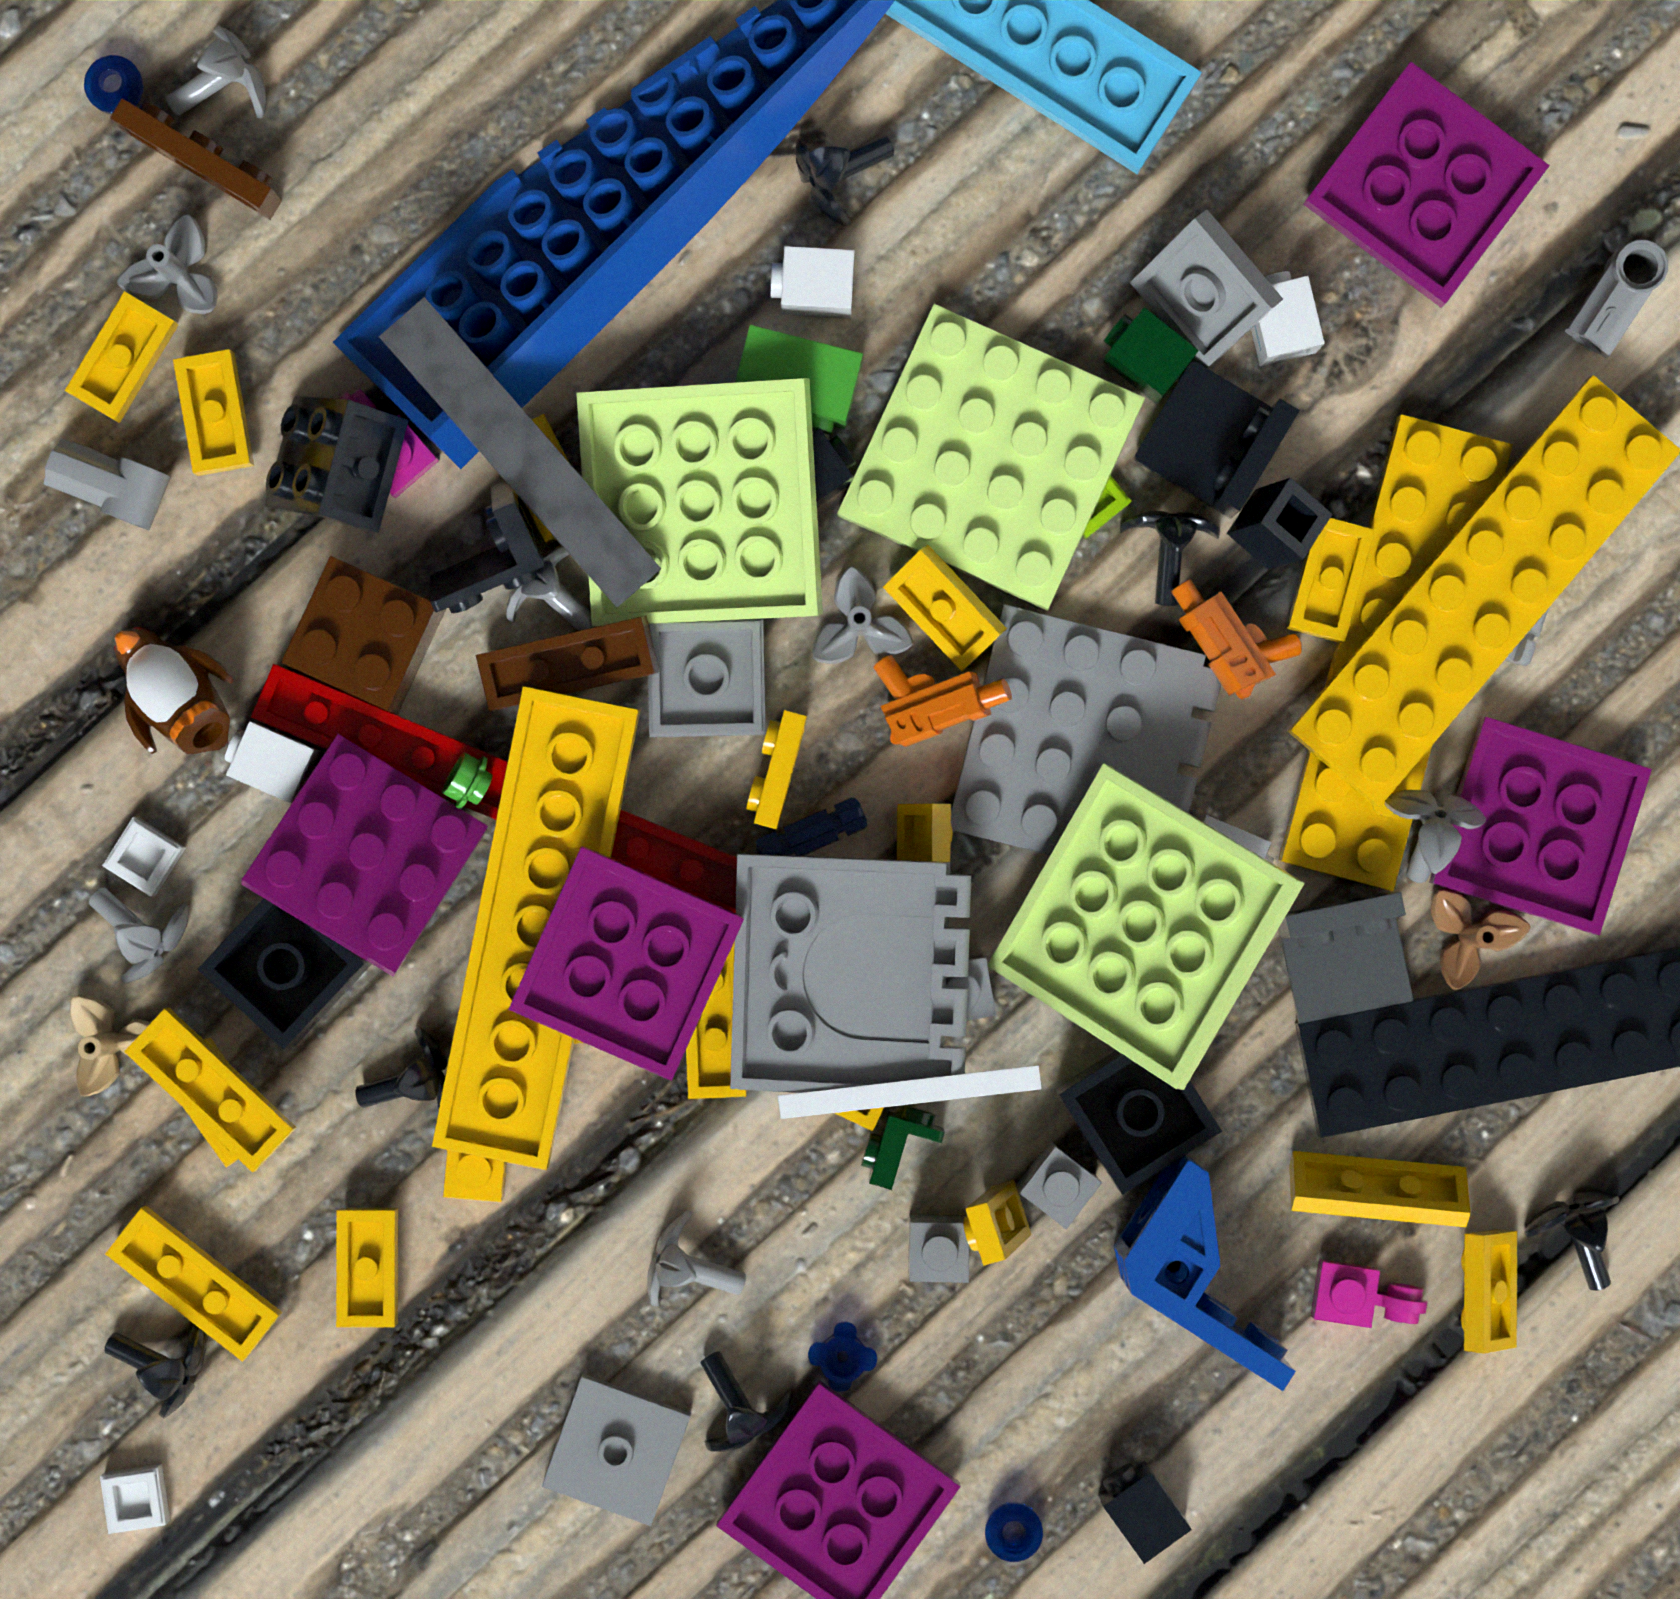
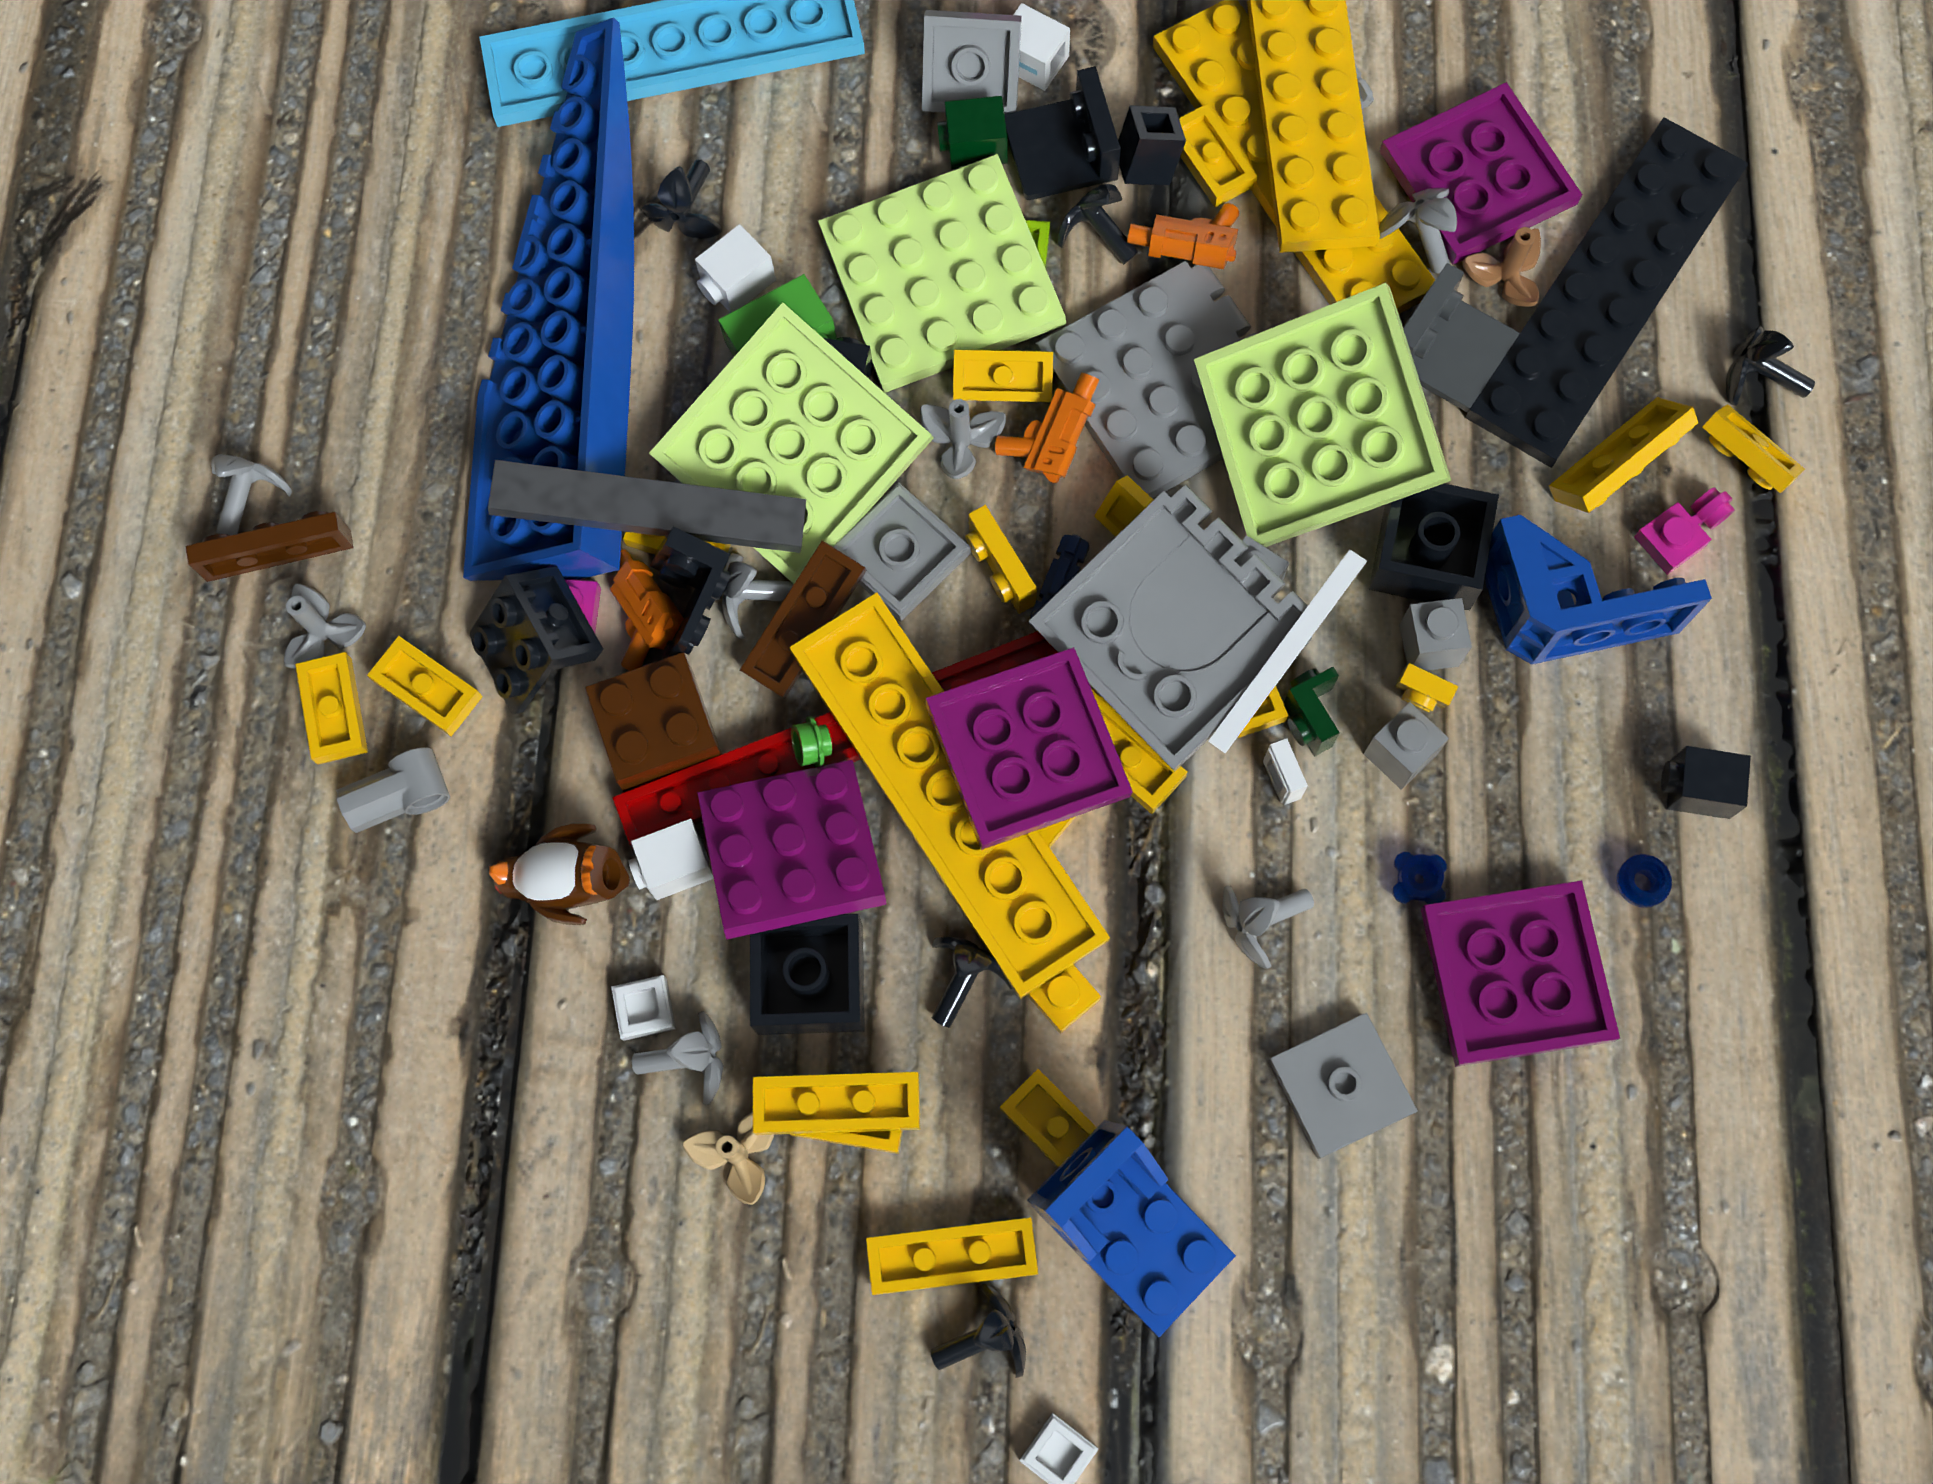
camera: 40 degrees left, 15 degrees down
(131, 85) = (161, 547): clear blue plate -> none
(341, 1396) = (1131, 1226): none -> blue bracket
(450, 534) = (651, 612): none -> orange piece
(742, 1421) = (1402, 971): black plant -> none
(823, 1172) = (1285, 772): none -> white tile

